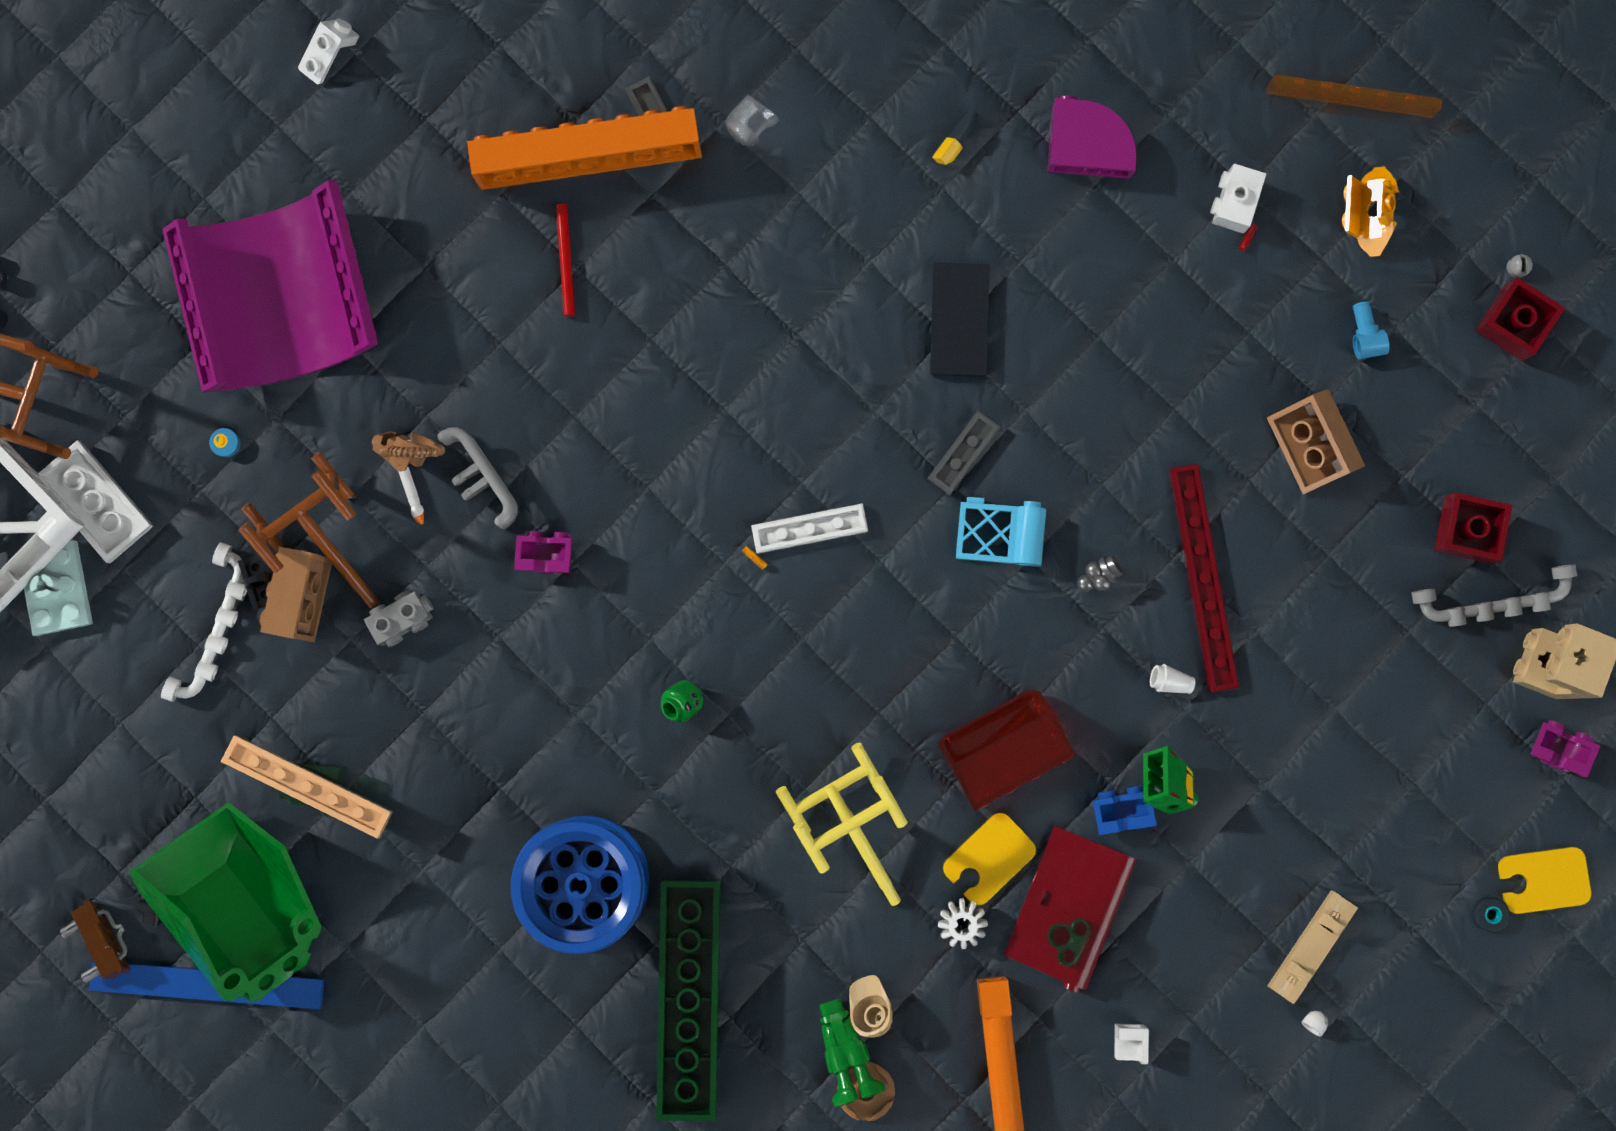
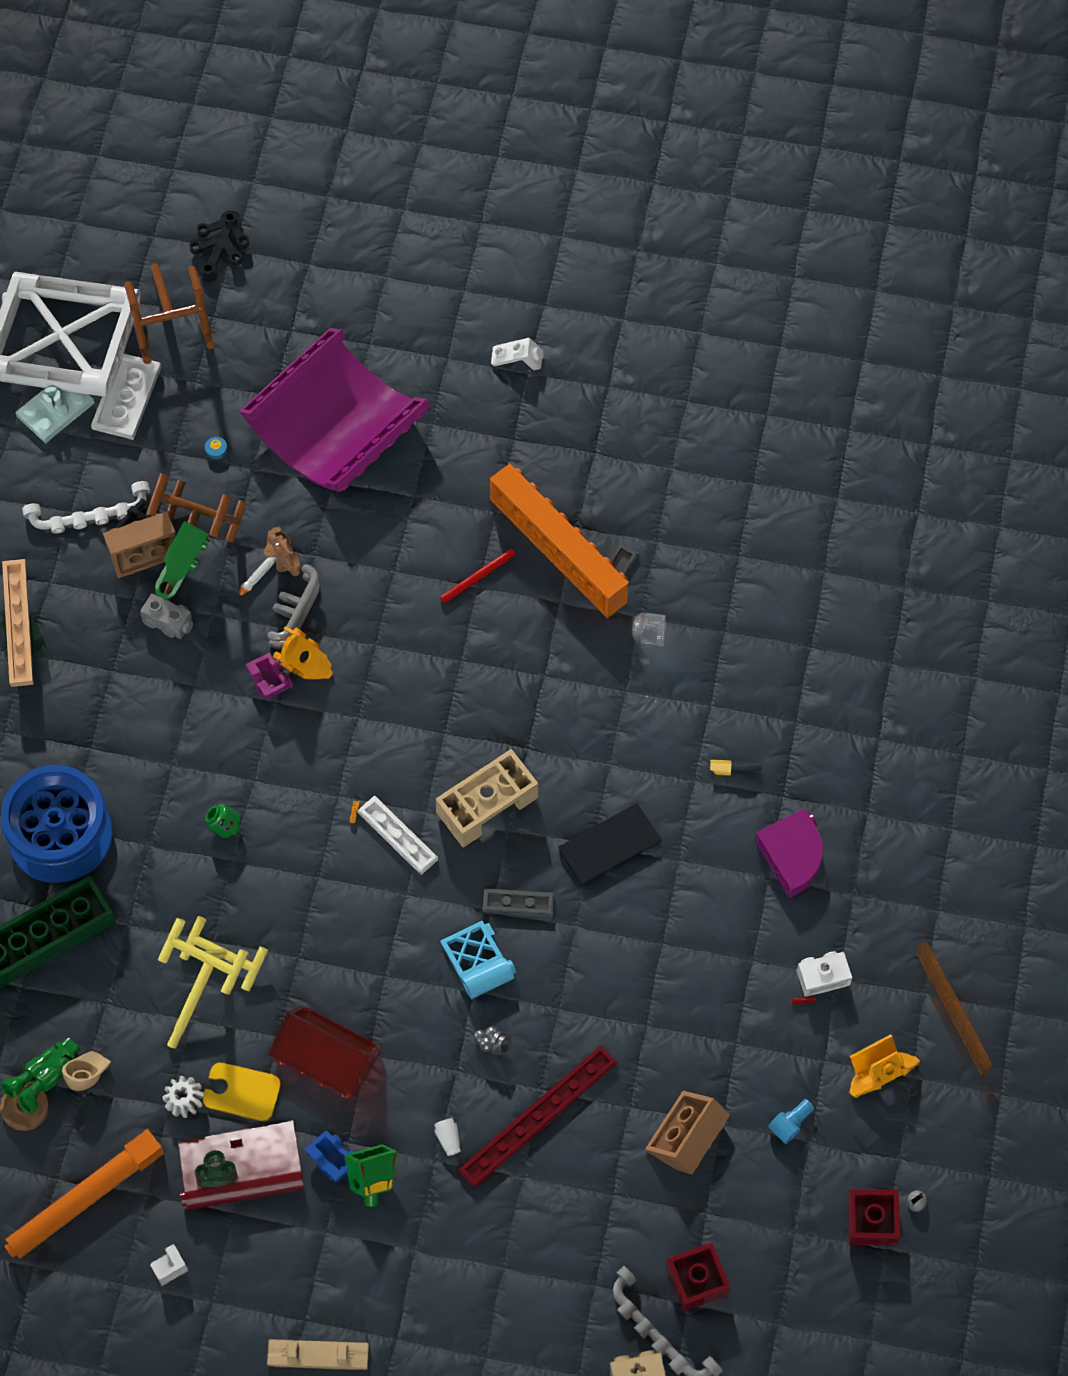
camera: 55 degrees right, 20 degrees down
(349, 564) = (181, 557): none -> green brick
(563, 493) = (317, 664): none -> light orange piece
(841, 441) = (465, 808): none -> tan plate

